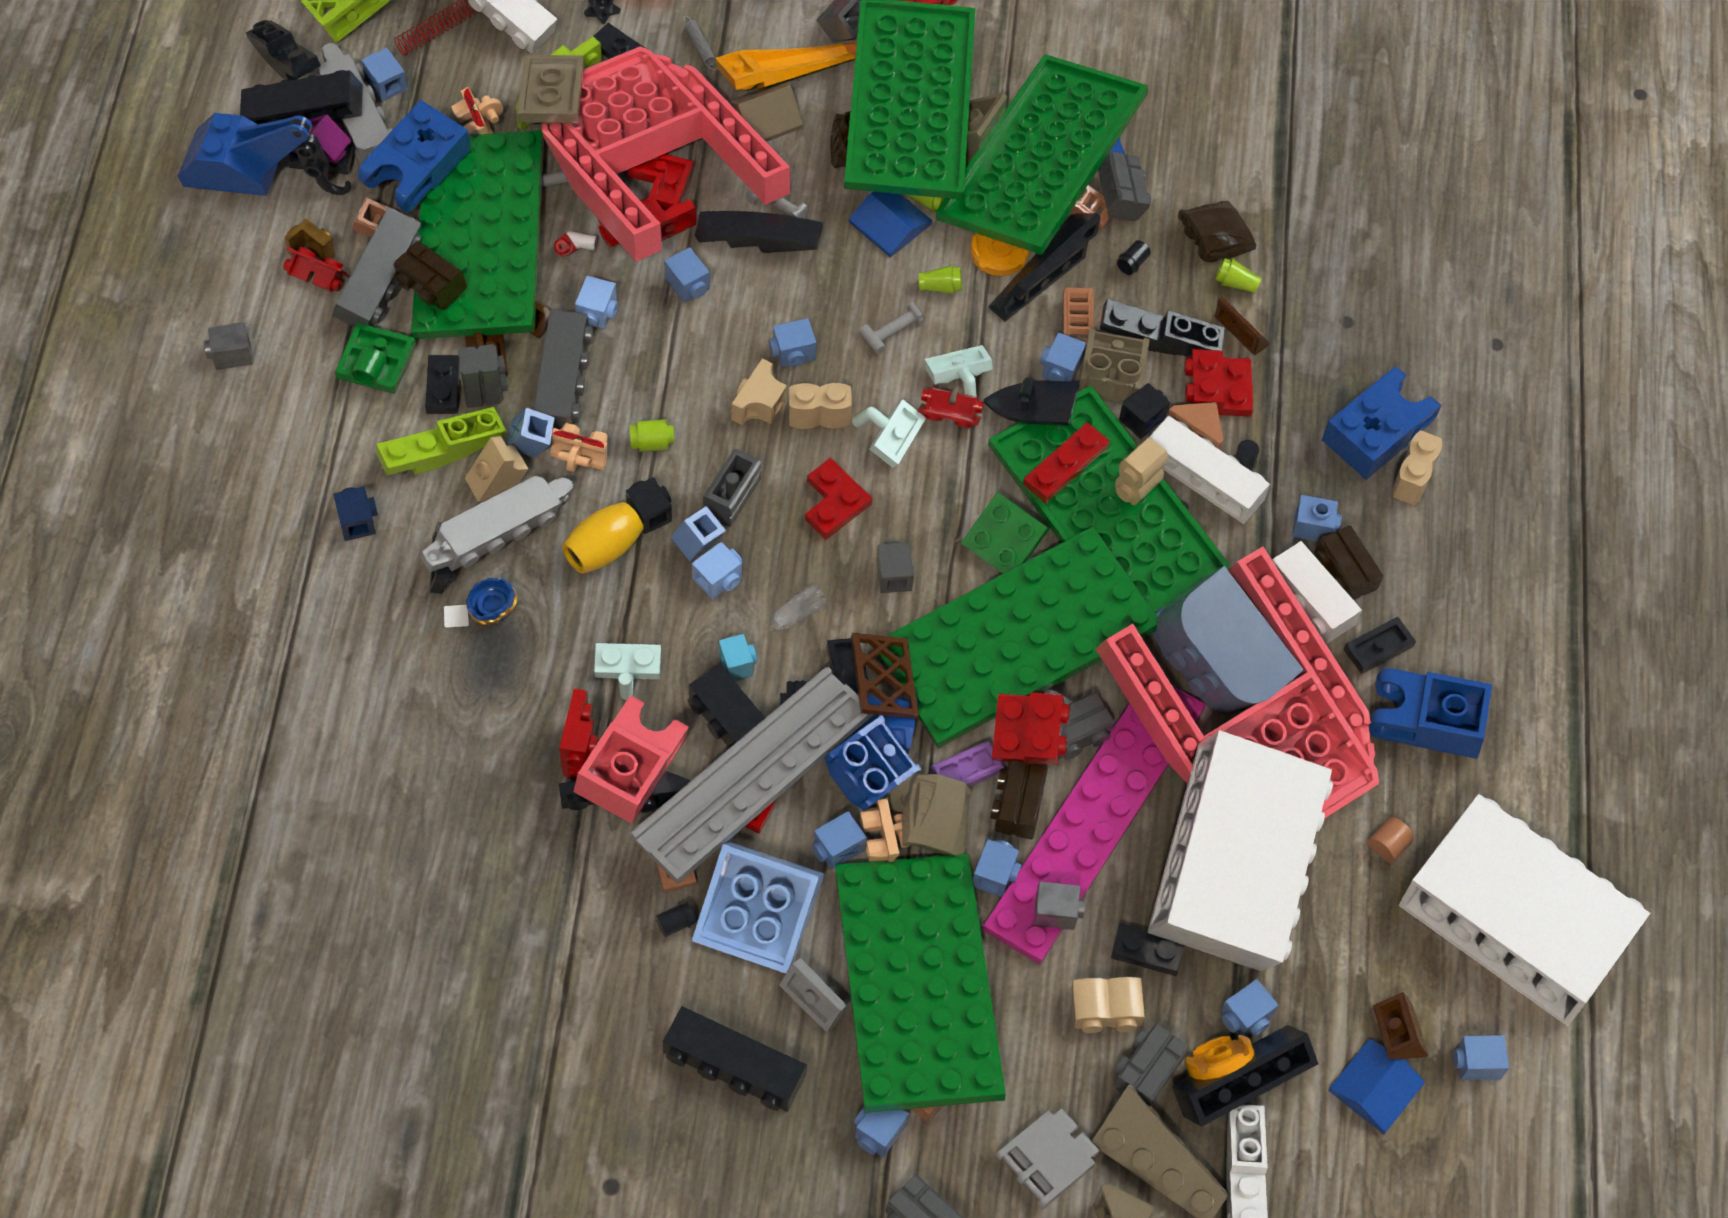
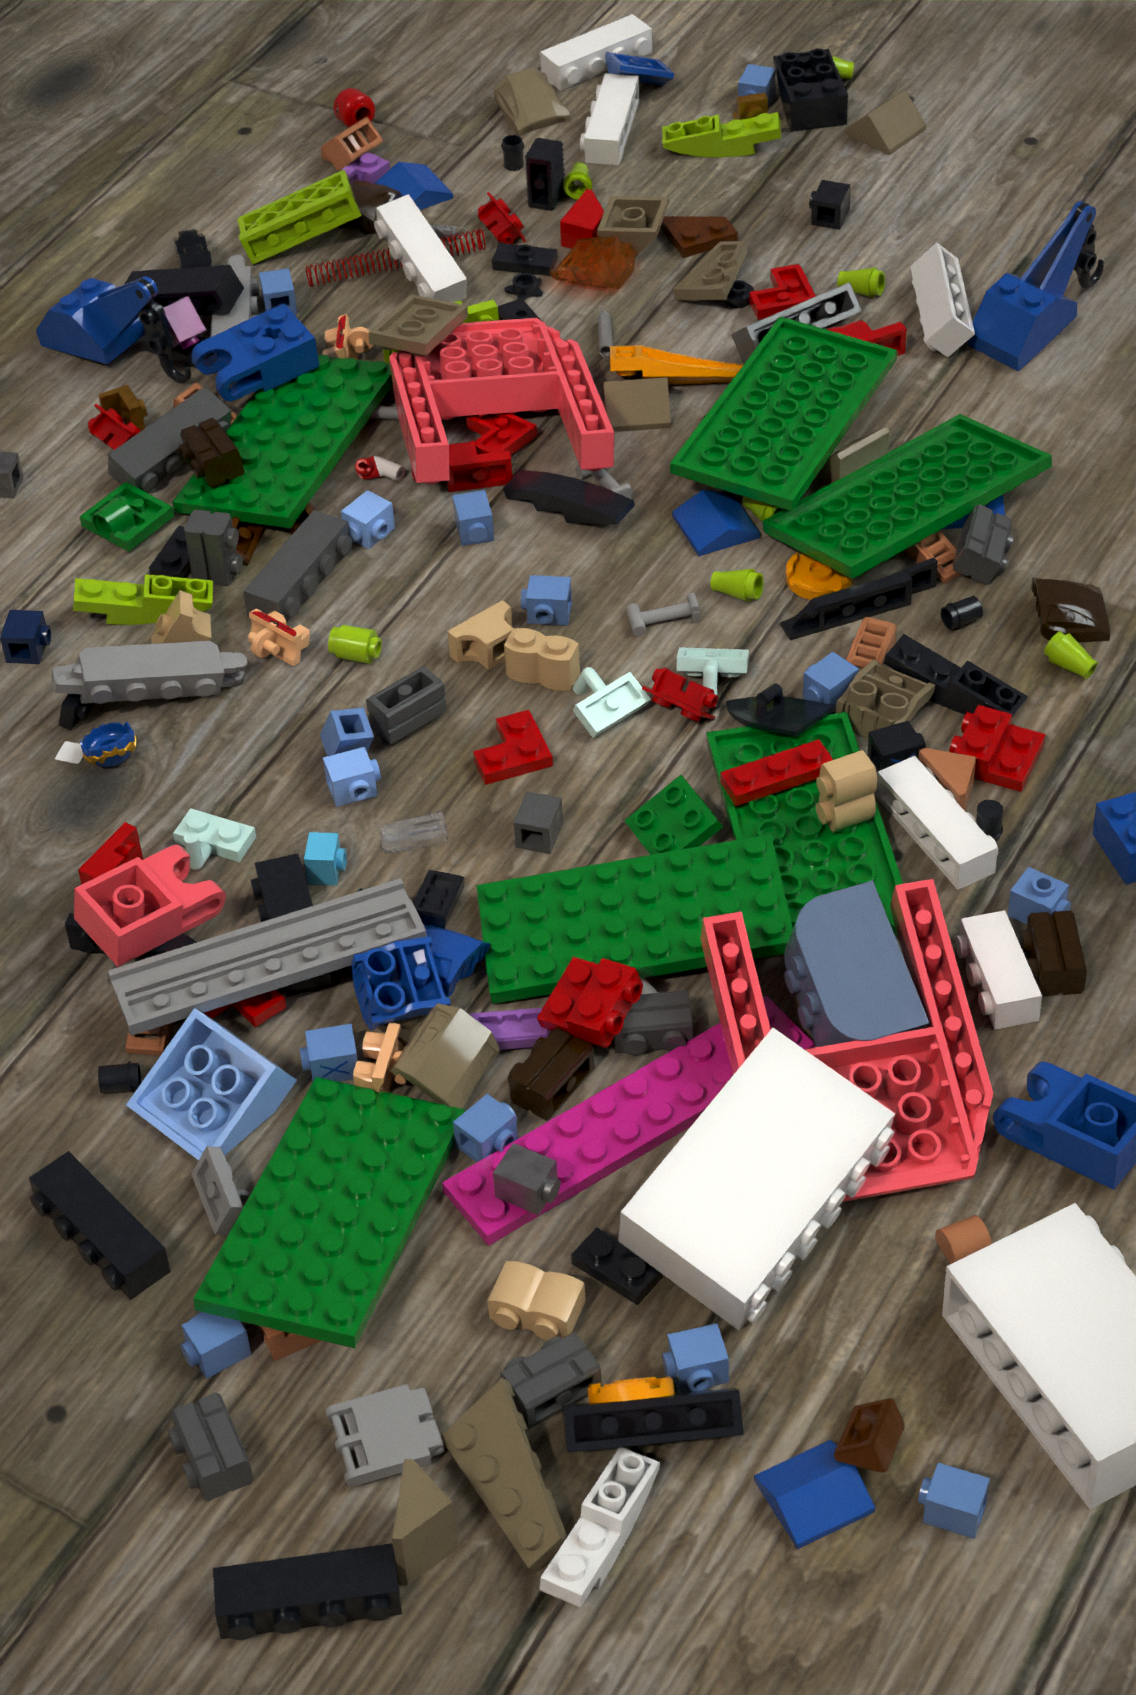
camera: 30 degrees right, 15 degrees down
(530, 432) = (232, 607): medium blue brick -> none
(602, 537) = (249, 715): yellow piece -> none
(650, 504) = (315, 701): black brick -> none
(888, 707) = (446, 932): reddish brown window -> none
(1240, 327) = (1050, 703): reddish brown slope -> none
(1379, 645) = (1052, 1043): black plate -> none

